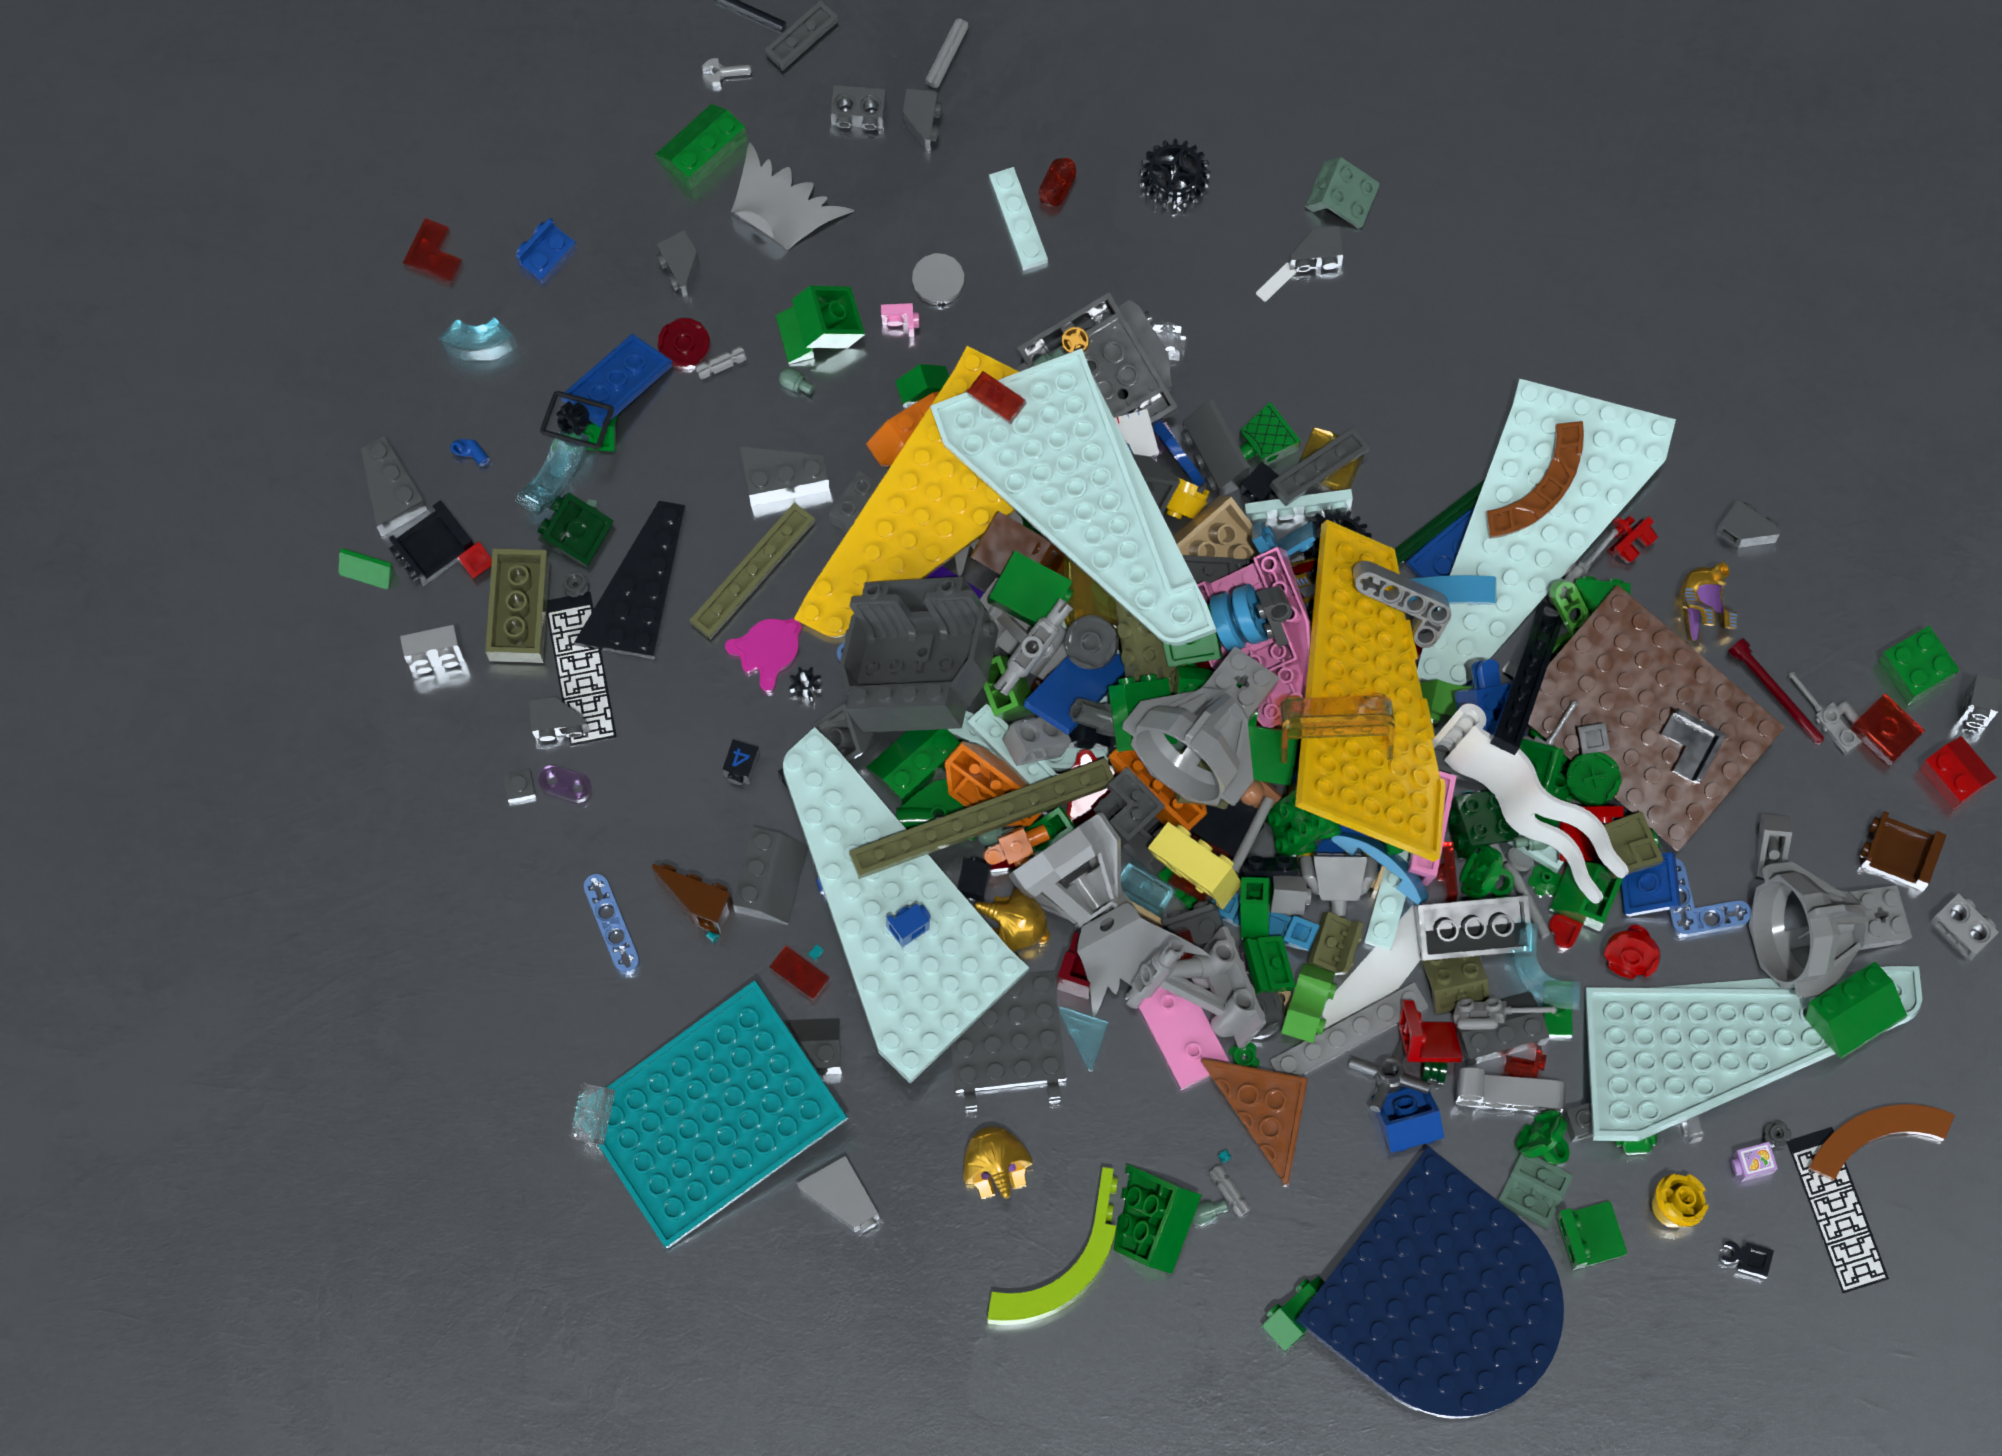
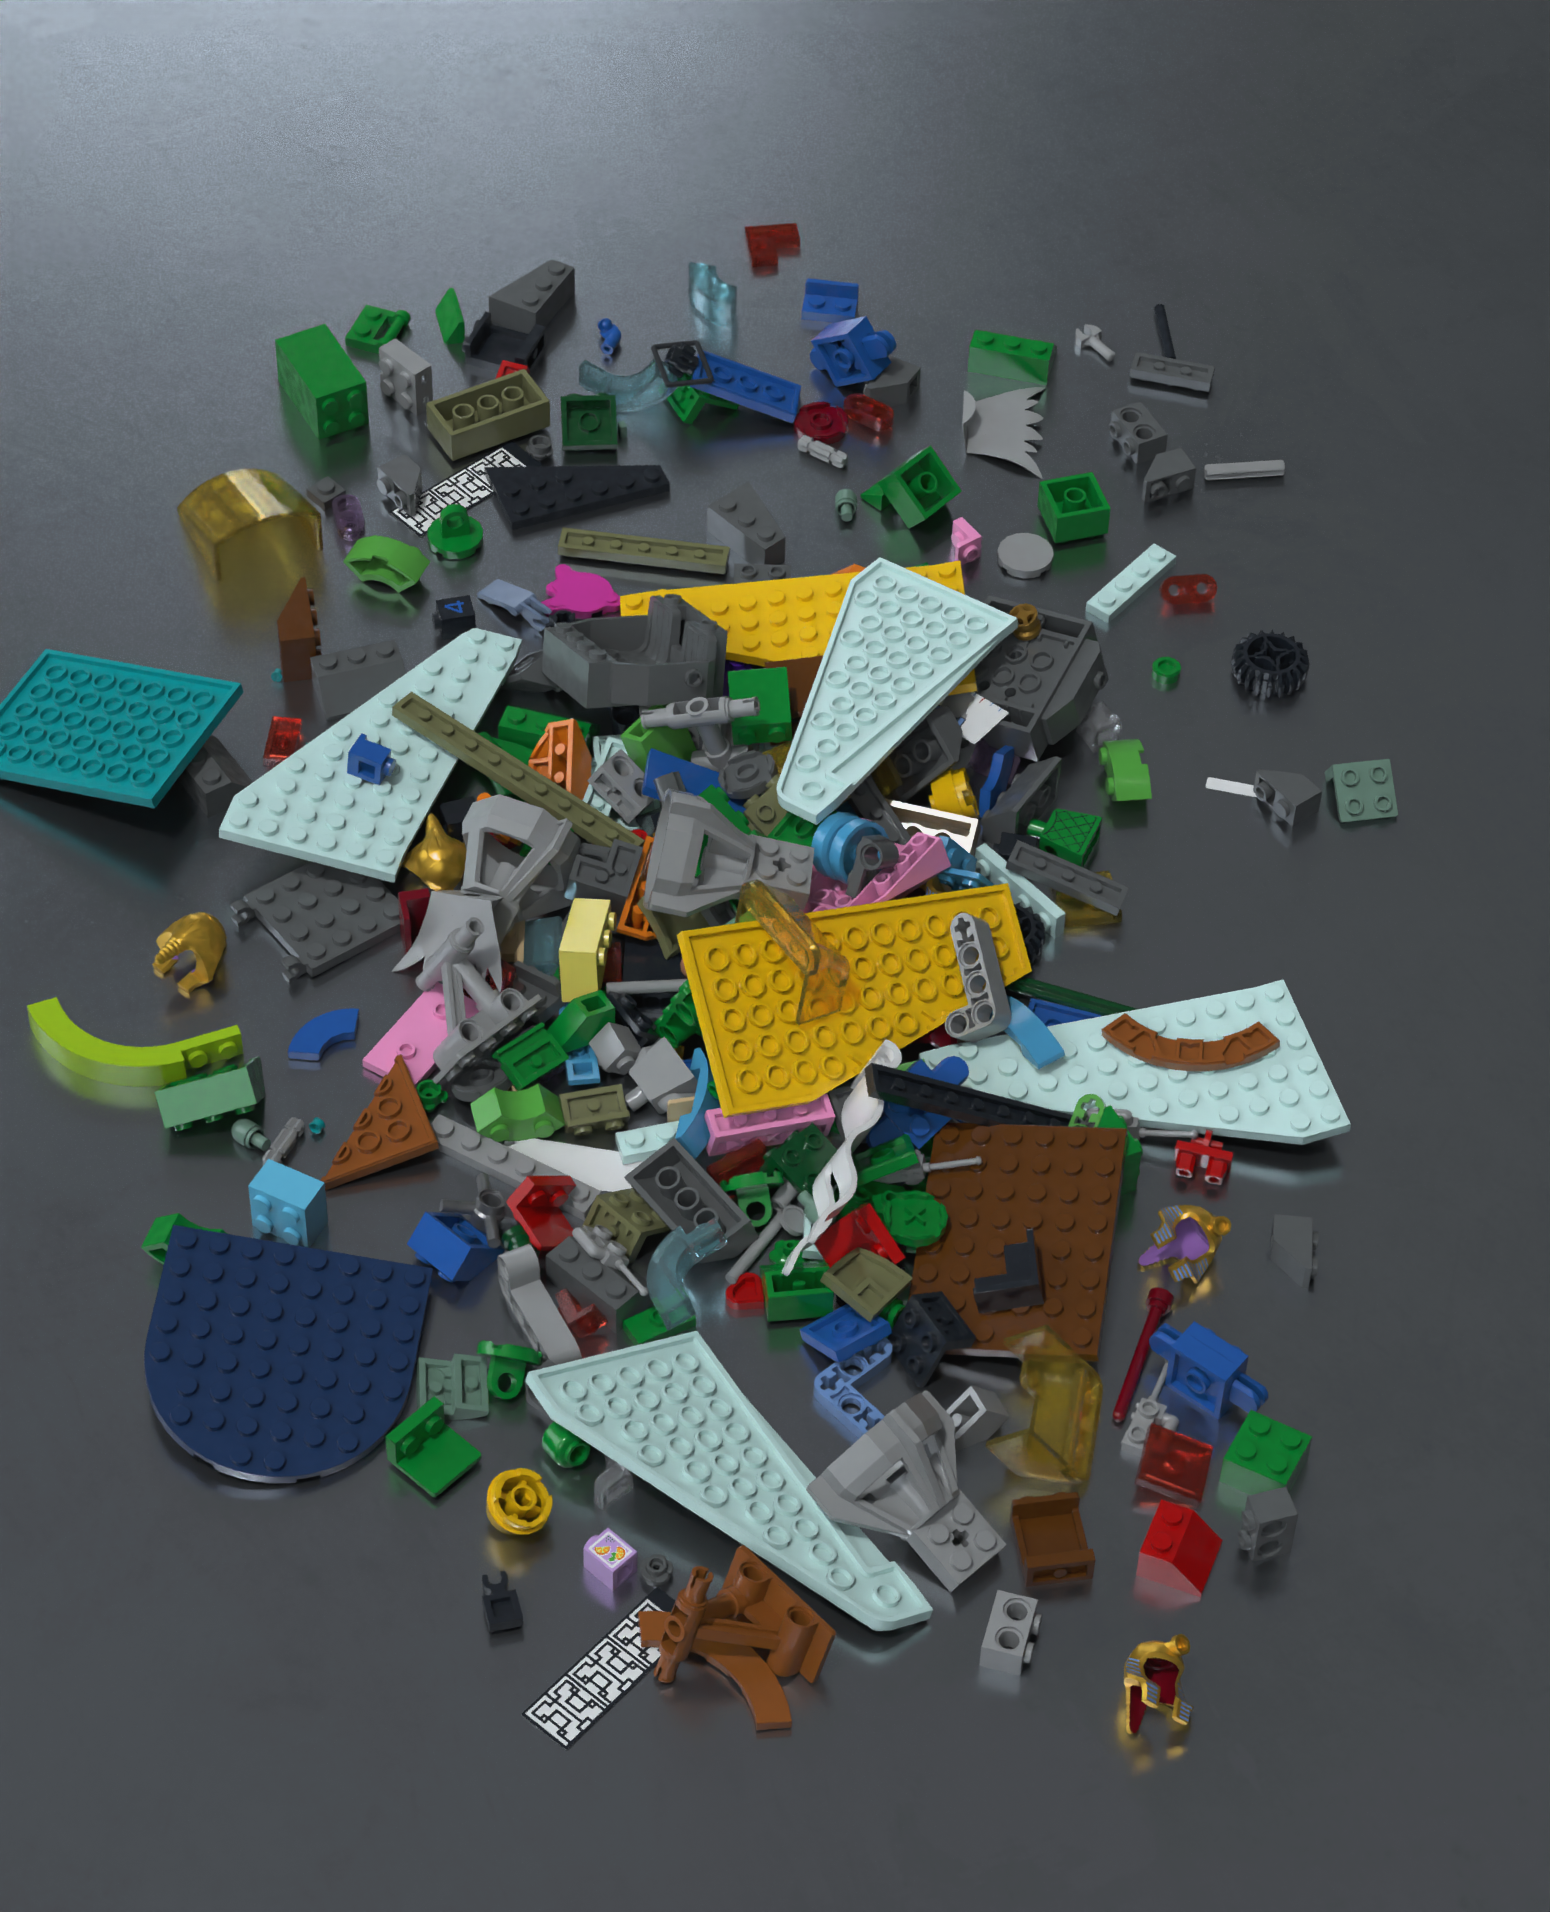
camera: 55 degrees right, 25 degrees down
(331, 642) = (370, 326): none -> green plate
(394, 720) = (322, 381): none -> green brick
(519, 867) = (238, 502): none -> clear yellow windscreen
(592, 1113) = (44, 648): clear brick -> none
(614, 923) = (235, 600): medium blue beam -> none
(637, 709) = (455, 533): none -> green tile
(639, 274) = (852, 351): none -> blue brick
(644, 782) = (386, 561): none -> bright green brick
(698, 299) = (868, 412): none -> clear red plate
(747, 704) = (516, 601): none -> sand blue arm
(841, 1195) = (86, 859): light grey slope -> none
(919, 211) = (1073, 507): none -> green brick
(996, 397) = (921, 586): clear red plate -> none
(1086, 1034) = (367, 970): clear light blue tile -> none
(1128, 252) = (1166, 670): none -> green tile
(1131, 1102) = (323, 1032): none -> blue tile
(1214, 348) = (1126, 774): none -> bright green brick
(1309, 1221) = (288, 1204): none -> medium azure brick
(1593, 738) = (954, 1194): dark grey plate -> none
(1632, 952) = (760, 1346): red tile -> none
(1693, 828) = (925, 1332): none -> black bracket
(1807, 785) = (1063, 1415): none -> clear yellow windscreen
(1829, 657) = (1207, 1370): none -> blue brick
(1856, 1010) = (833, 1552): green slope -> none
(1866, 1079) = (749, 1611): none -> dark orange plate

